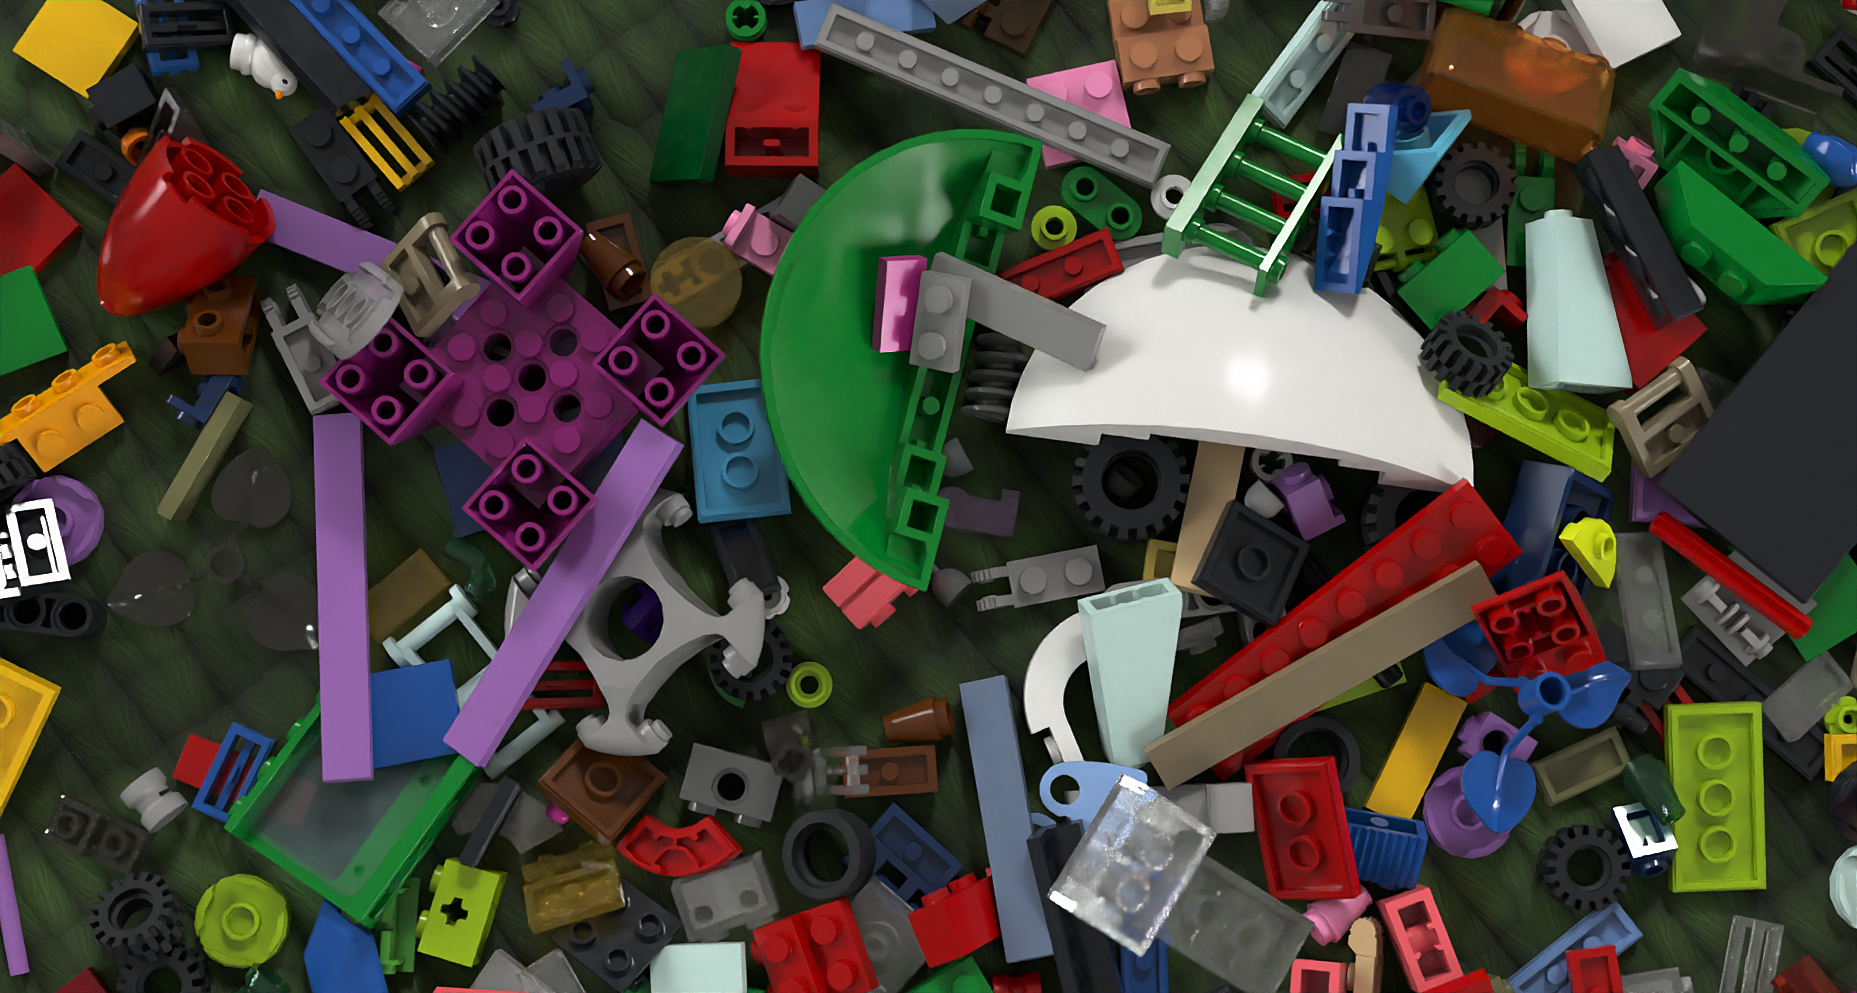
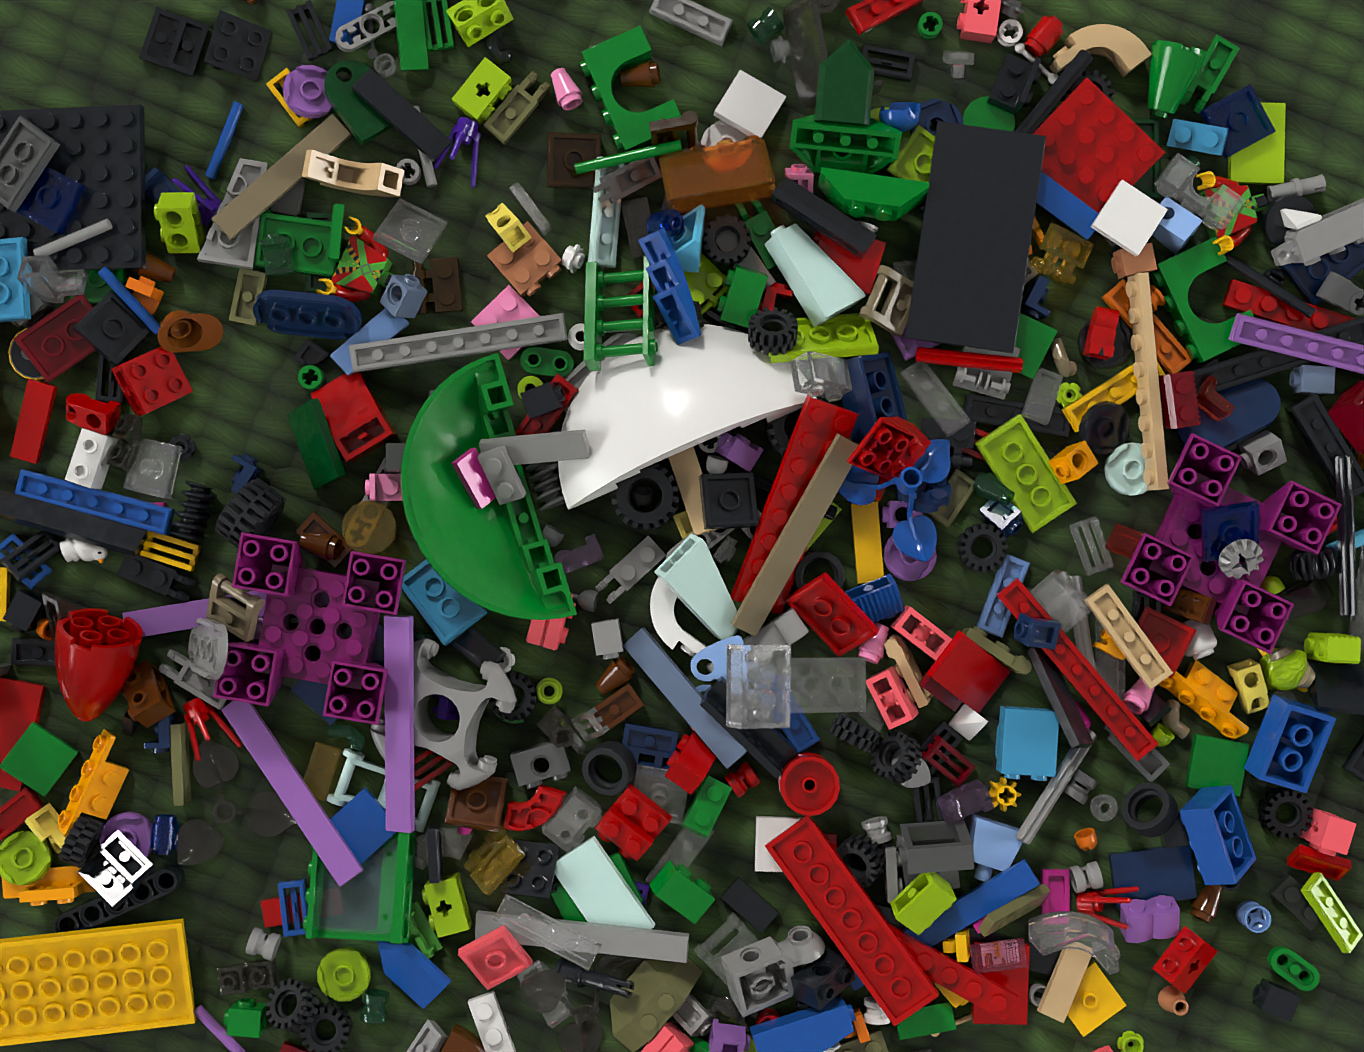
camera: 25 degrees left, 5 degrees up
(57, 895) = (246, 1018): none -> green brick
(114, 547) = (164, 834): none -> clear blue brick
(276, 400) = (197, 713): none -> red plant
(944, 659) = (607, 638): none -> light grey brick
(1066, 251) = (543, 399): none -> black brick
(1231, 77) = (573, 258): none -> white plate
(1500, 462) = (821, 376): none -> clear brick
(1553, 740) = (929, 501): none -> dark blue plate
(1593, 548) = (893, 387): neon yellow plate -> none
(1784, 66) = (845, 87): none -> dark green tile
(1798, 822) = (1073, 462): none -> light orange brick

